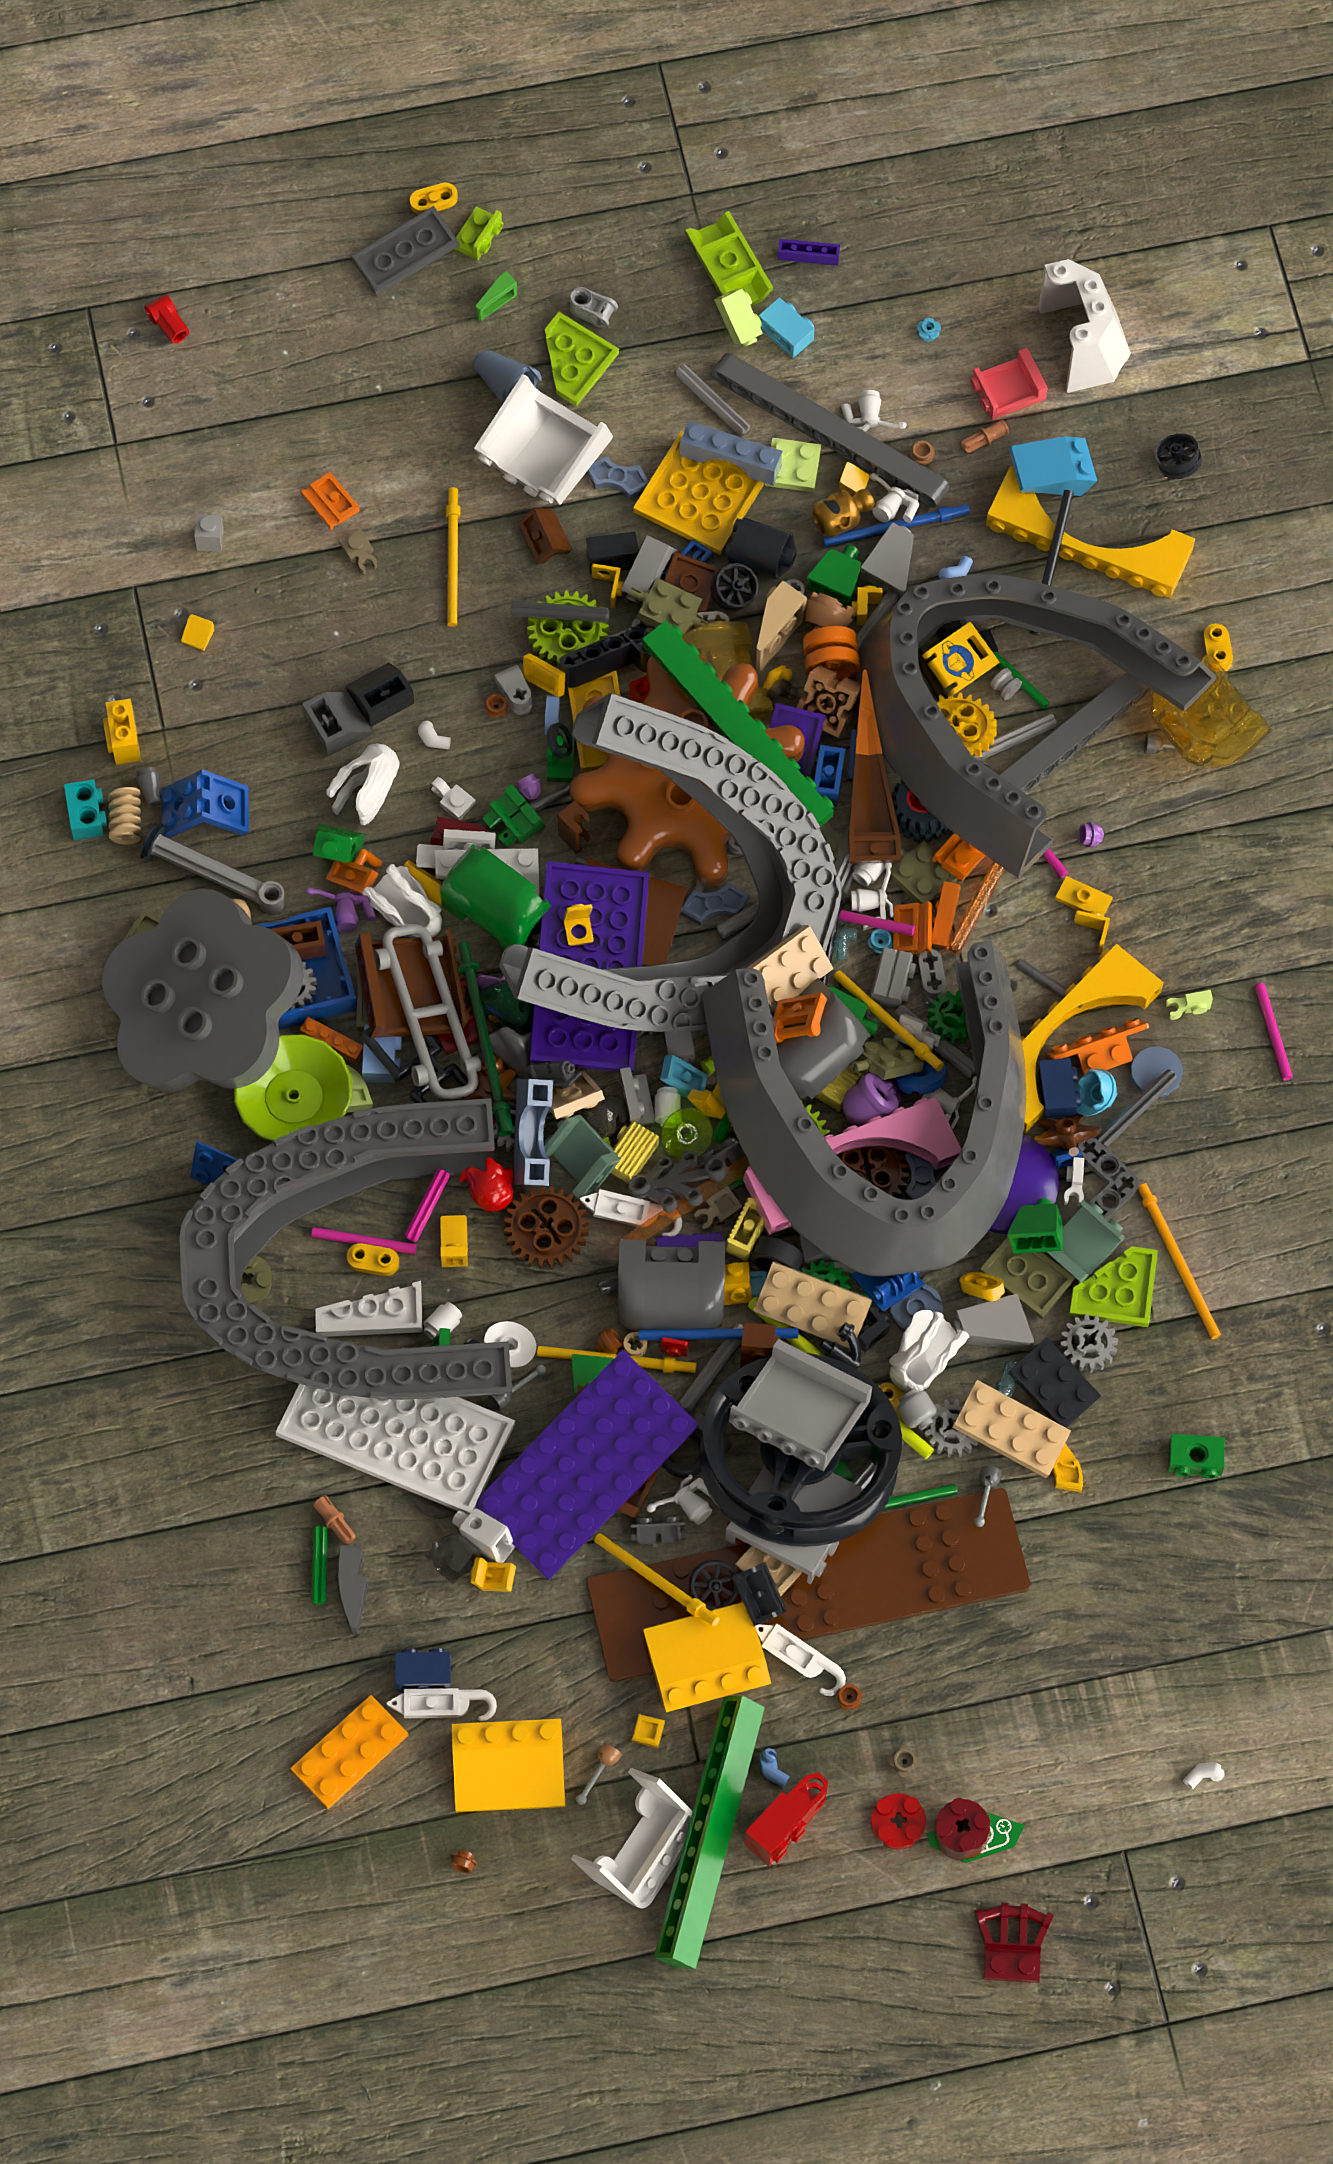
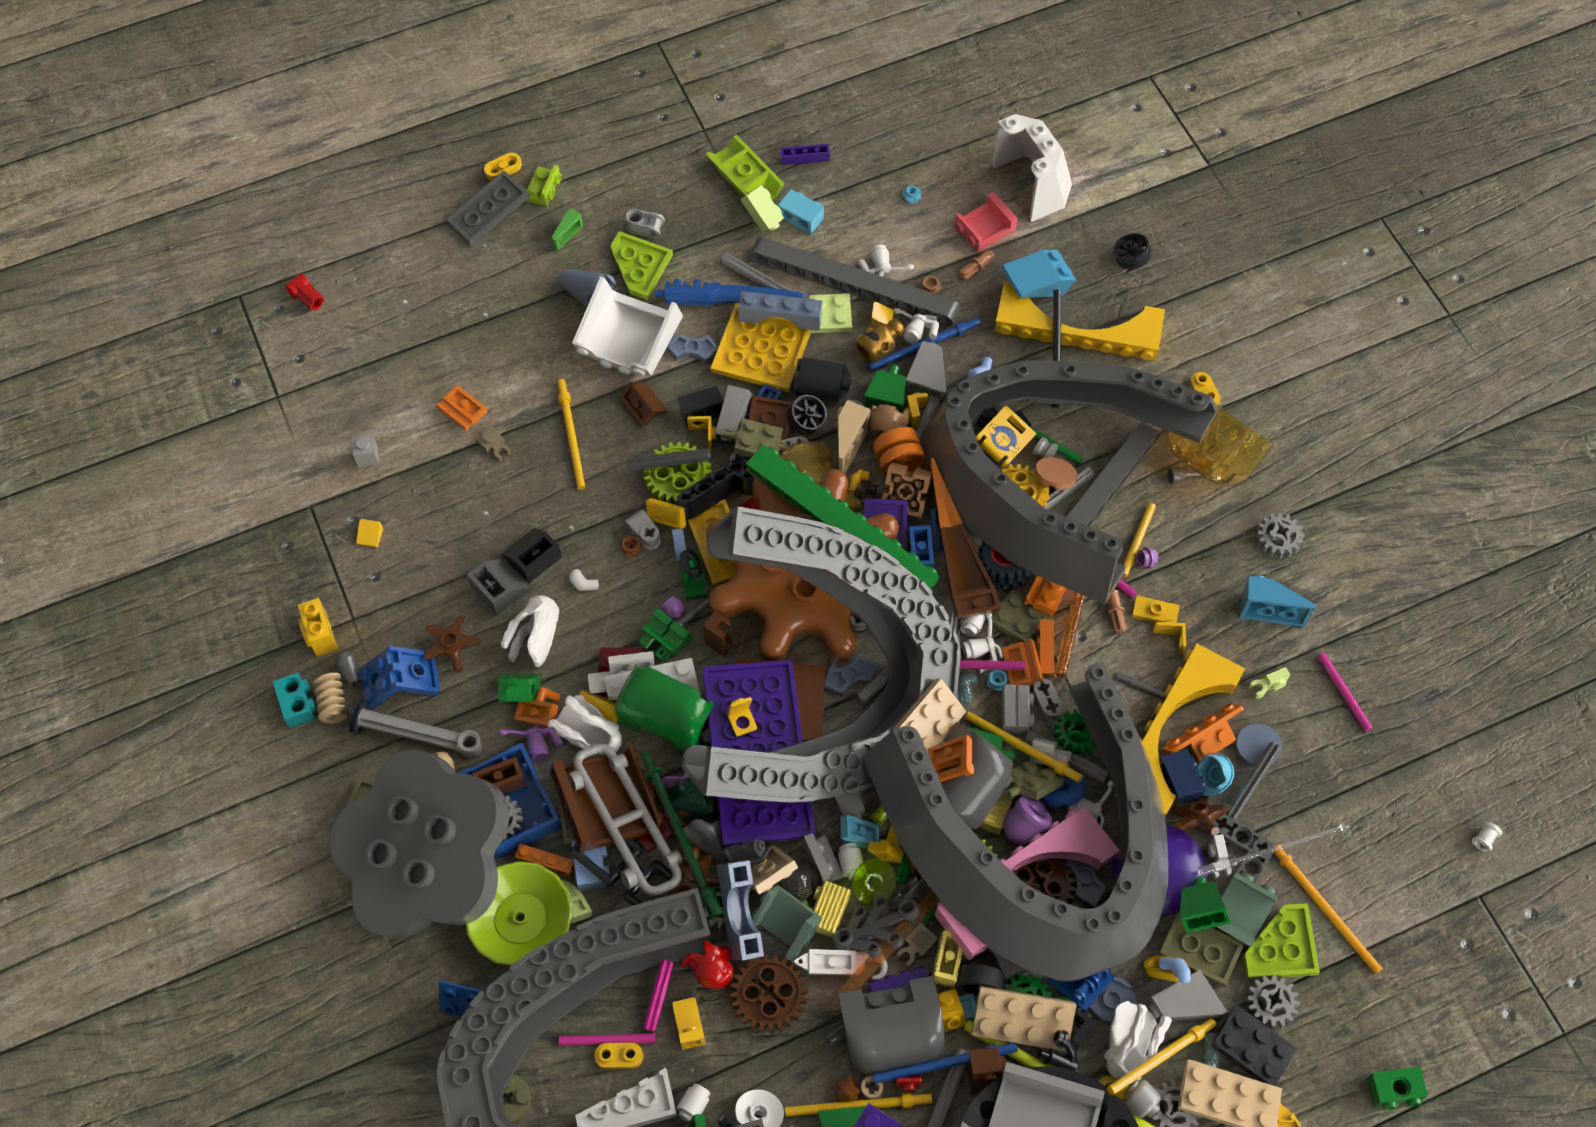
camera: 10 degrees left, 5 degrees down
(269, 778) = (450, 642): none -> reddish brown animal
(454, 800) = (611, 631): white plate -> none
(660, 414) = (713, 293): none -> blue piece
(991, 1285) = (1178, 967): none -> light blue arm
(993, 1359) = (1194, 1034): none -> yellow bar
(1008, 714) = (1055, 473): none -> nougat tile
(1037, 889) = (1116, 613): none -> nougat axle
(1062, 1158) = (1201, 837): blue slope -> none
(1086, 811) = (1138, 538): none -> yellow bar
(1086, 1189) = (1231, 862): none -> clear piece
(1218, 915) = (1274, 603): none -> dark azure slope
(1243, 843) = (1280, 535): none -> light grey gear

